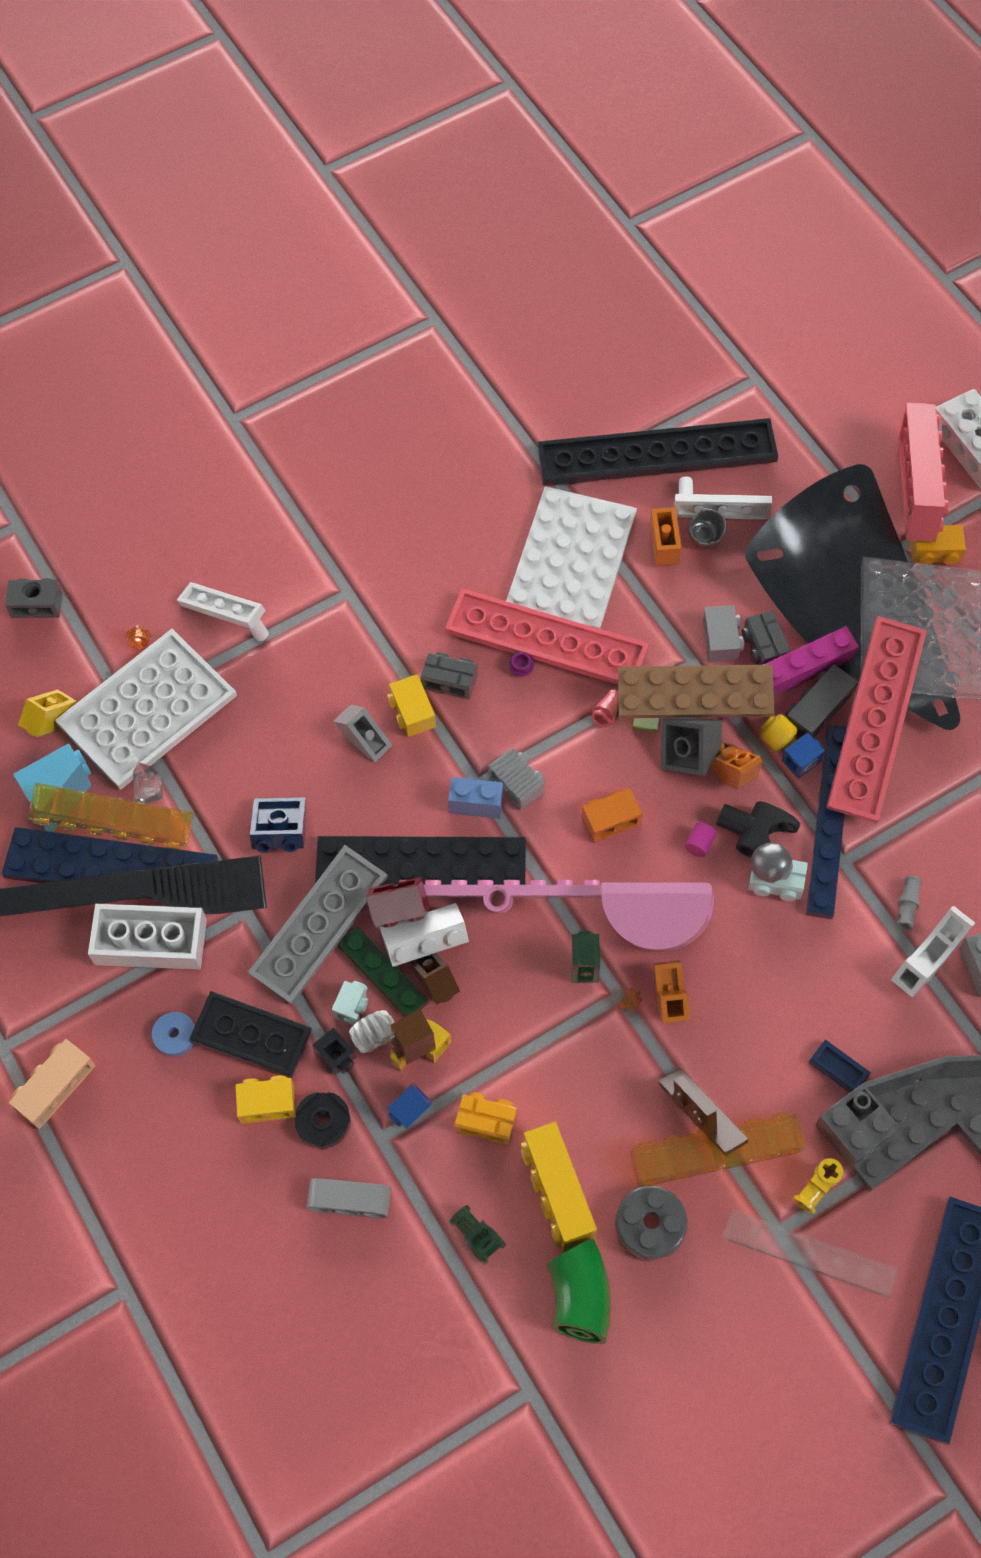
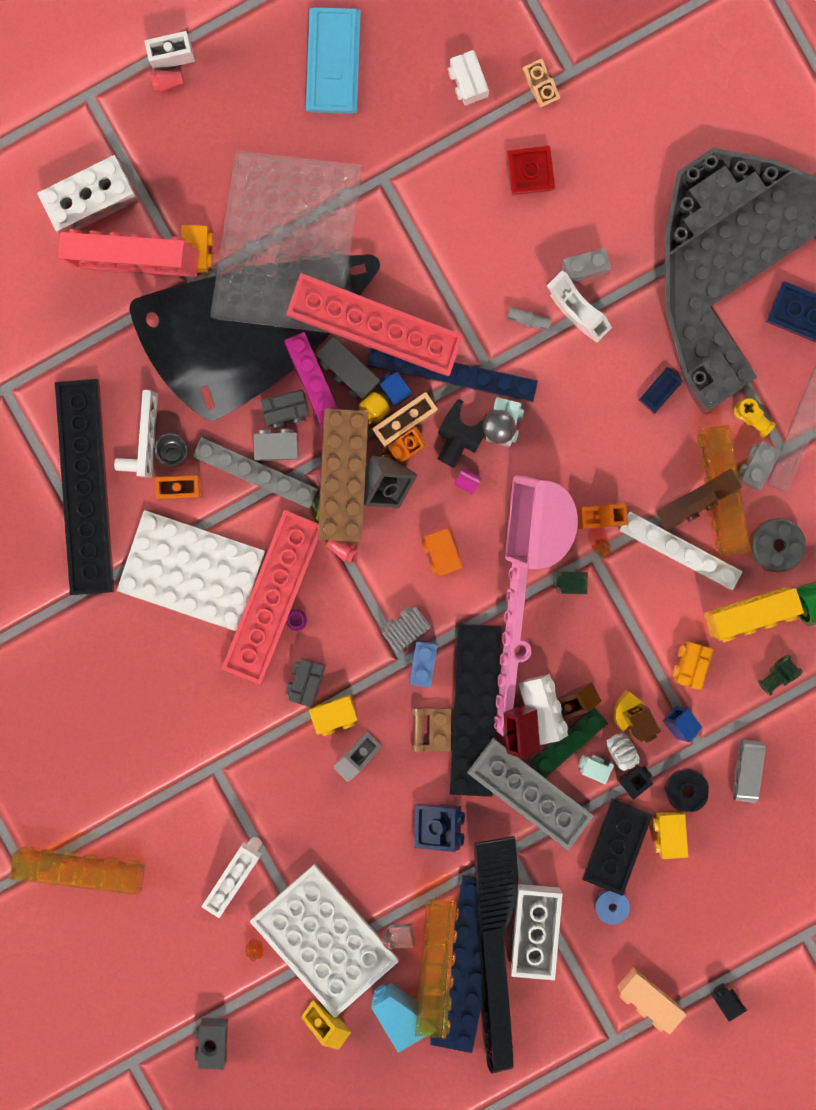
camera: 90 degrees left, 25 degrees up
(44, 1181) = (728, 1002): none -> black brick
(233, 463) = (77, 871): none -> clear yellow brick
(396, 821) = (438, 730): none -> medium nougat plate
(633, 1101) = (681, 551): none -> white plate
(690, 611) = (255, 473): none -> light grey plate
(754, 1191) = (758, 465): none -> light grey brick
(776, 771) = (405, 419): none -> light nougat brick

